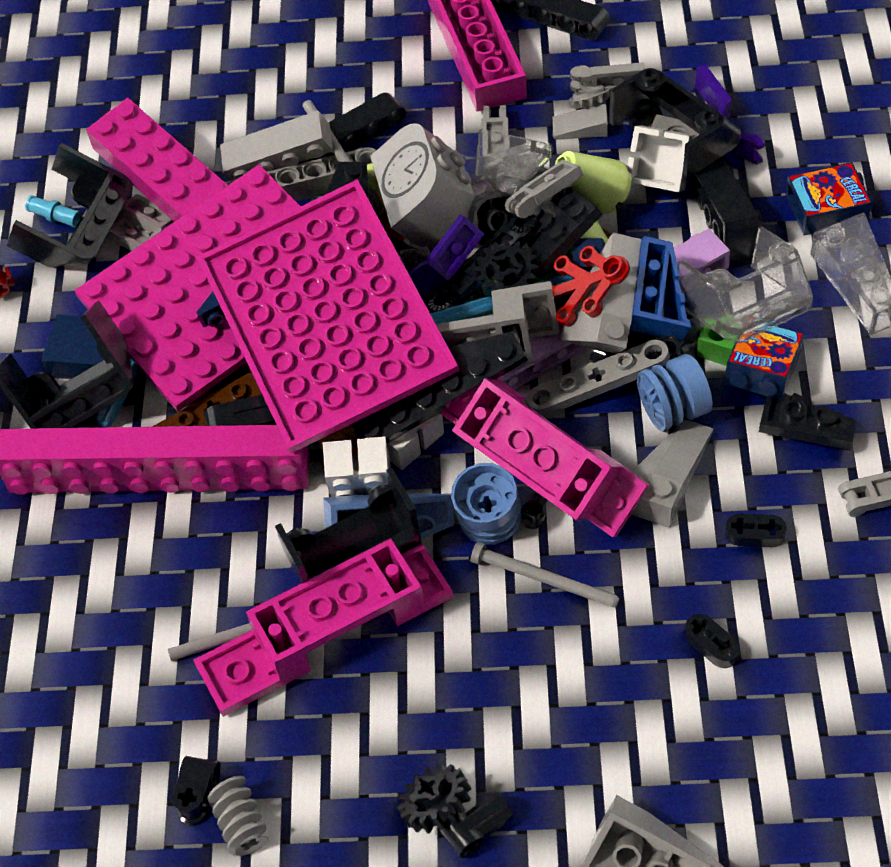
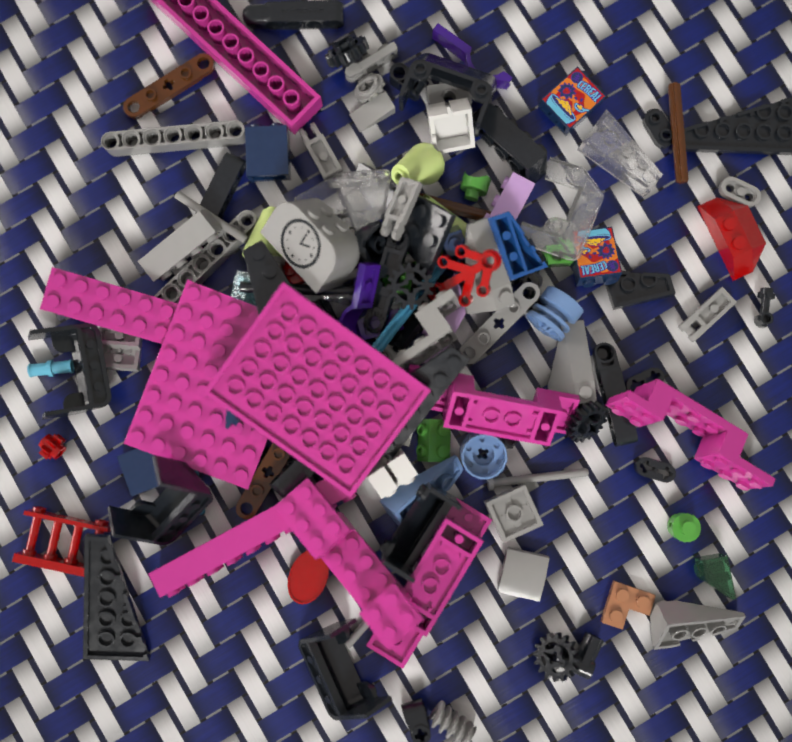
camera: 35 degrees left, 30 degrees up
(136, 662) = (336, 676): none -> black windscreen
(179, 550) = (307, 578): none -> red piece
(237, 496) = (352, 561): none -> dark pink bracket
(344, 63) = (165, 135): none -> light grey beam
(384, 21) = (181, 78): none -> reddish brown piece
(437, 108) = (267, 152): none -> dark blue brick
(438, 468) = (433, 441): none -> bright green bracket
(454, 680) = (523, 574): none -> light grey slope
(484, 591) = (513, 513): none -> light grey container
(570, 782) = (621, 599): none -> nougat plate
(584, 52) = (347, 51): none -> black gear
(657, 227) = (475, 186): none -> bright green piece
(658, 526) = (586, 421): none -> black gear
(704, 525) = (611, 384): none -> black piece
(714, 727) = (684, 527): none -> bright green piece
(725, 808) = (716, 572): none -> clear green slope
(818, 611) = (720, 440): none -> dark pink bracket

